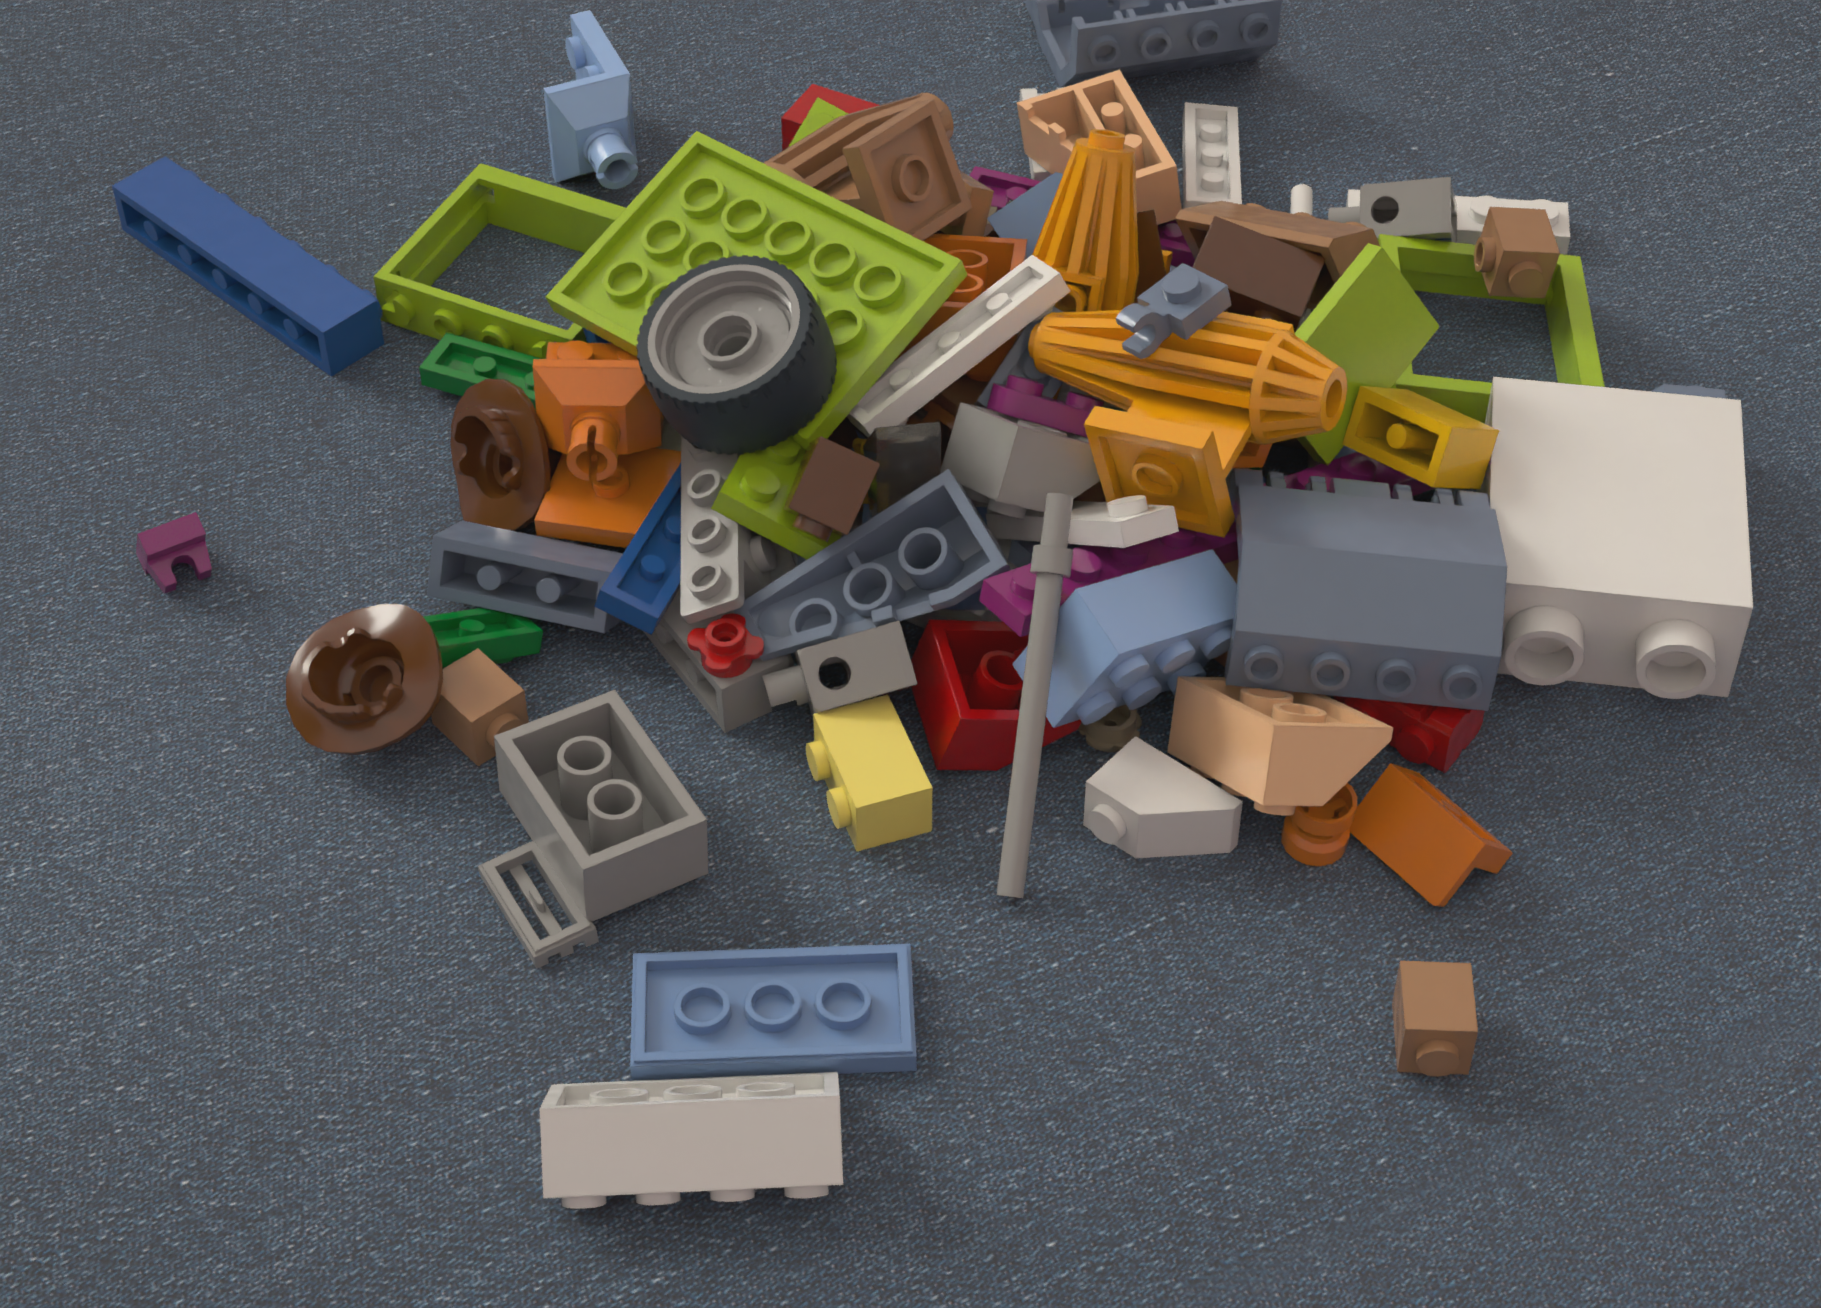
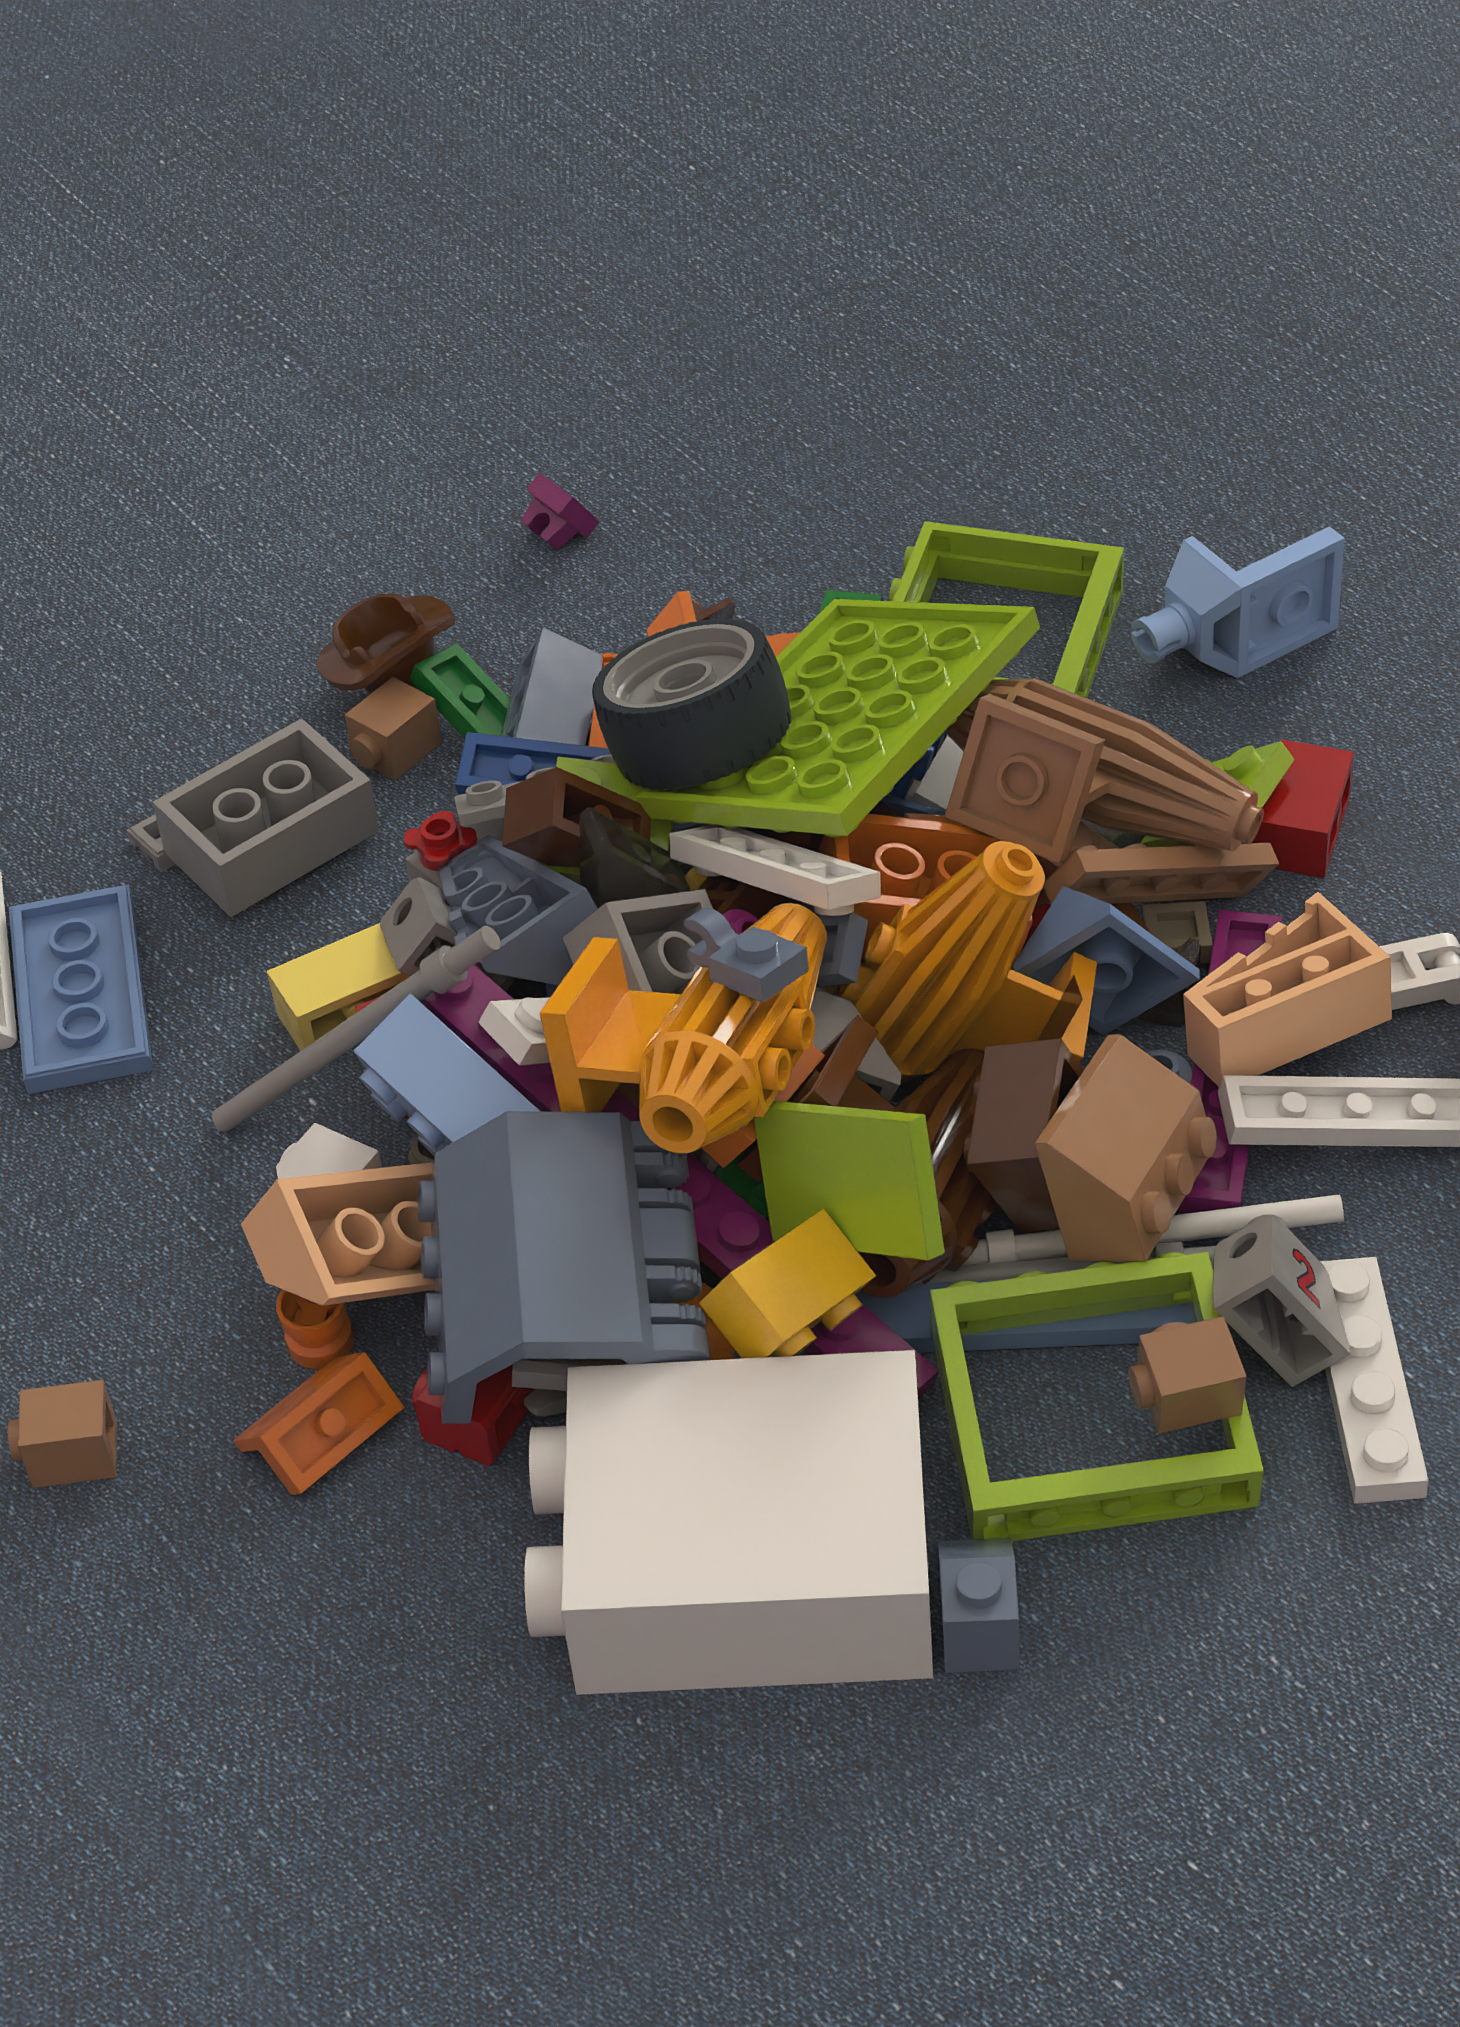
camera: 85 degrees right, 0 degrees up
(250, 265) = (949, 453): blue brick -> none

